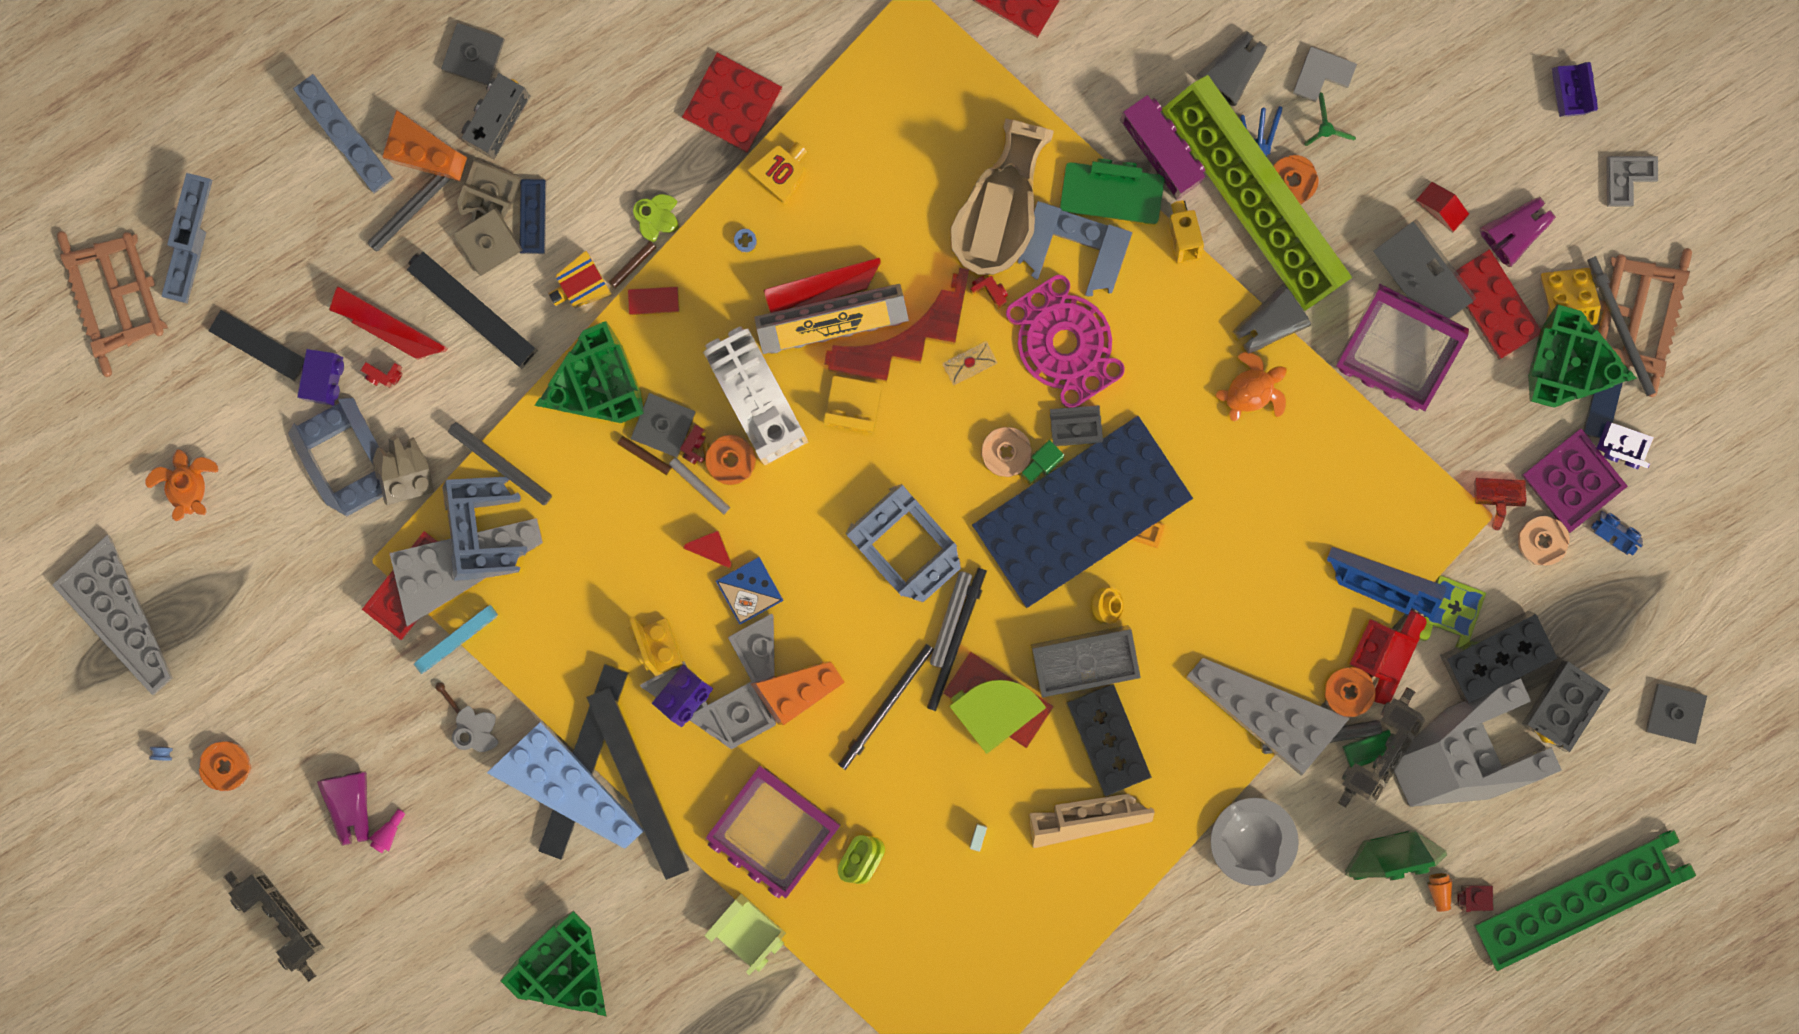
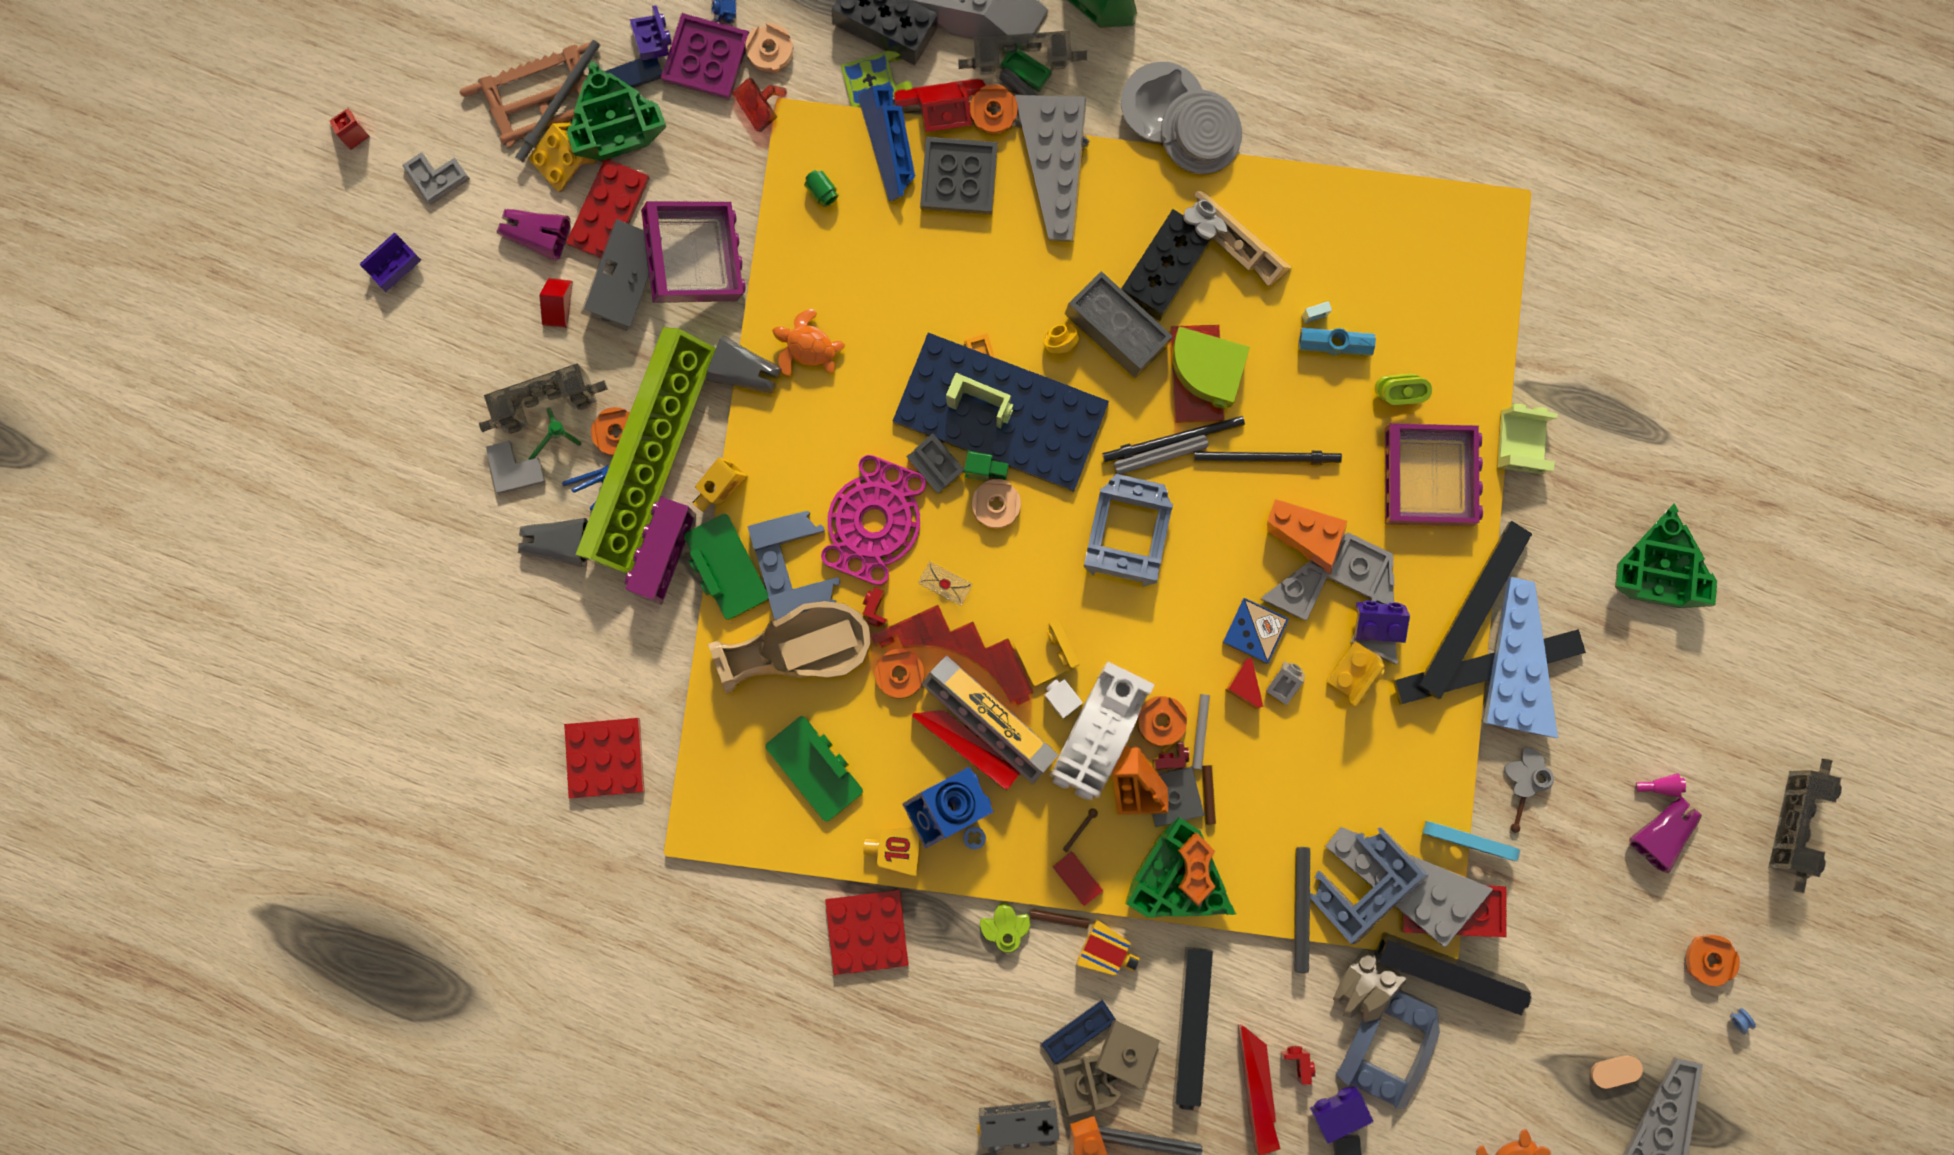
camera: 125 degrees left, 5 degrees down
(195, 623) = (1616, 1071): none -> light nougat tile
(363, 547) = (1453, 974): none -> black brick
(601, 404) = (1197, 856): none -> orange tile
(689, 584) = (1286, 682): none -> light grey bracket
(692, 398) = (1138, 785): none -> orange wedge
(696, 349) = (1092, 813): none -> reddish brown hinge
(783, 233) = (947, 807): none -> blue brick
(806, 391) = (1062, 698): none -> white brick
(893, 150) = (814, 768): none -> green bracket
(916, 260) = (887, 666): none -> orange plate
(929, 848) = (1352, 342): none -> dark azure piece
(1122, 796) = (1204, 219): none -> light grey plate
(1123, 484) = (962, 384): none -> yellowish green panel
(1204, 855) = (1201, 131): none -> light grey piece
(1312, 621) = (958, 175): none -> dark grey plate
(1374, 102) = (508, 403): none -> clear smoke brick
(1383, 496) = (821, 188): none -> green brick
(1724, 132) = (348, 129): none -> red slope

